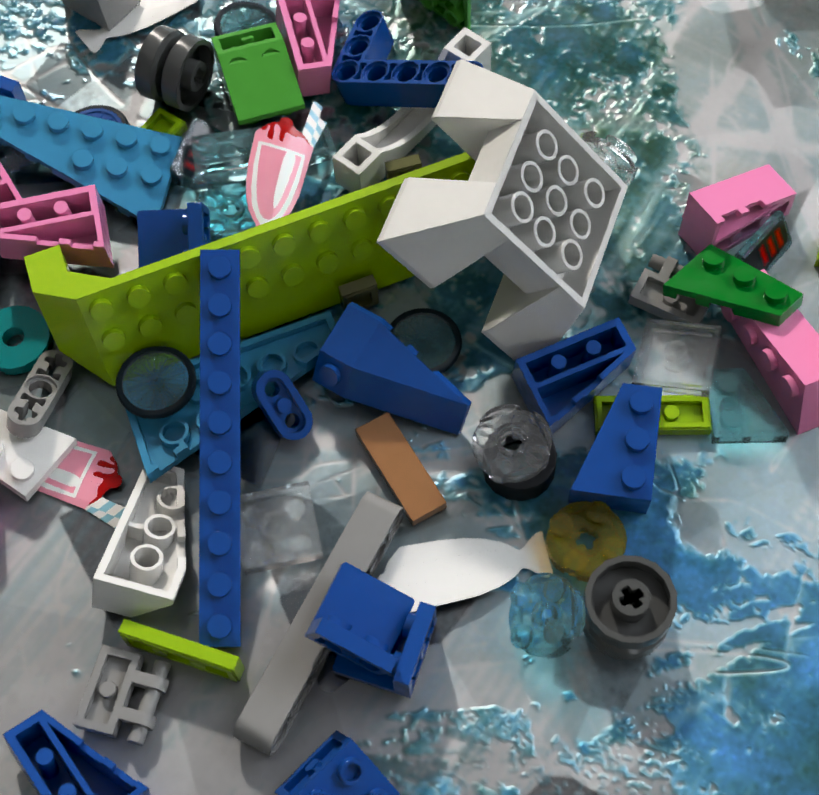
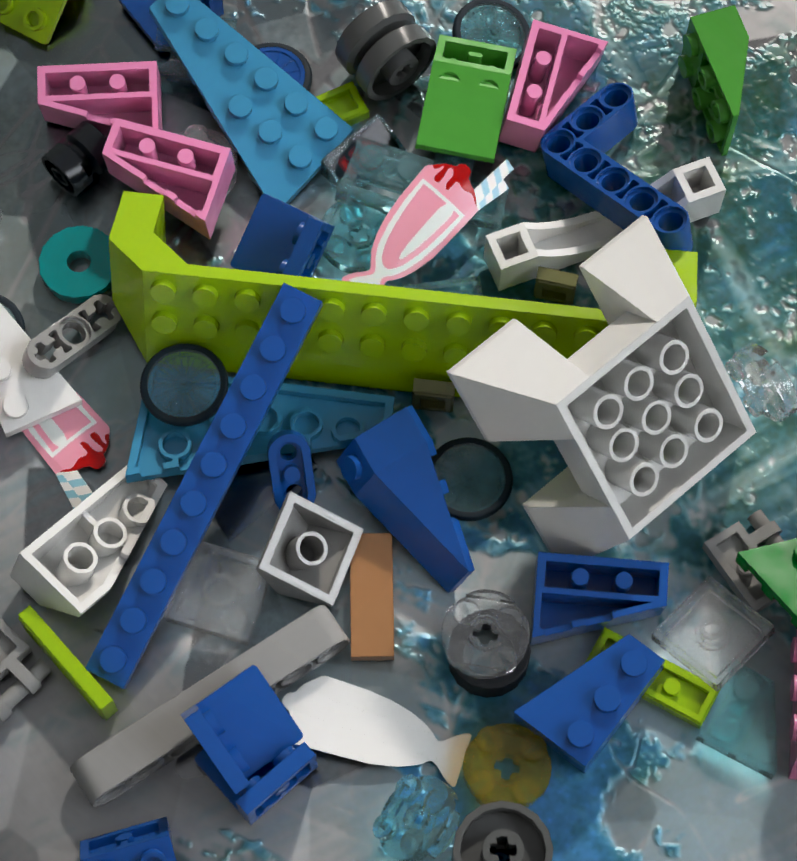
camera: 25 degrees right, 5 degrees up
(332, 457) = (308, 551): none -> light grey slope

